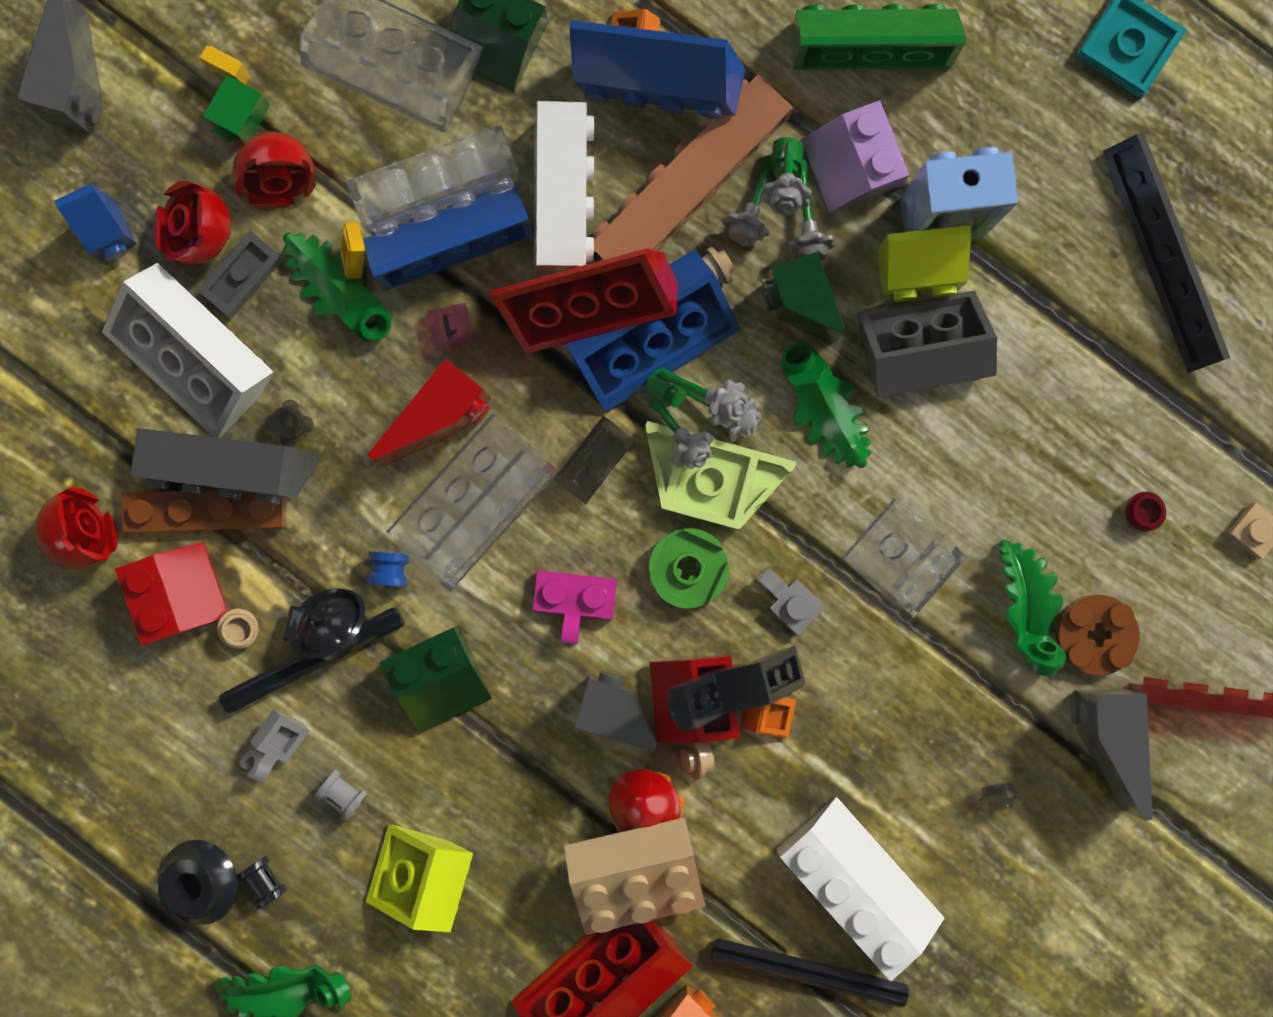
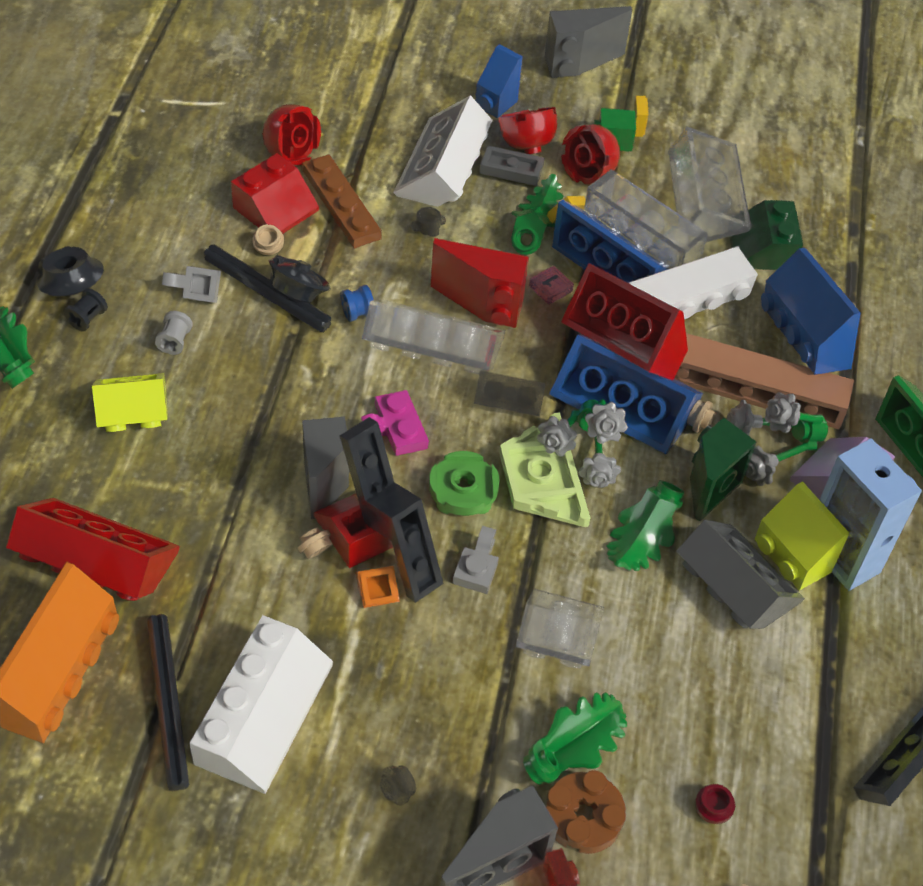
camera: 55 degrees right, 35 degrees down
(221, 464) = (381, 190): dark grey wedge -> none
(436, 679) = (292, 355): dark green slope -> none
(634, 876) = (198, 522): tan brick -> none
(643, 800) = (258, 520): red hair -> none

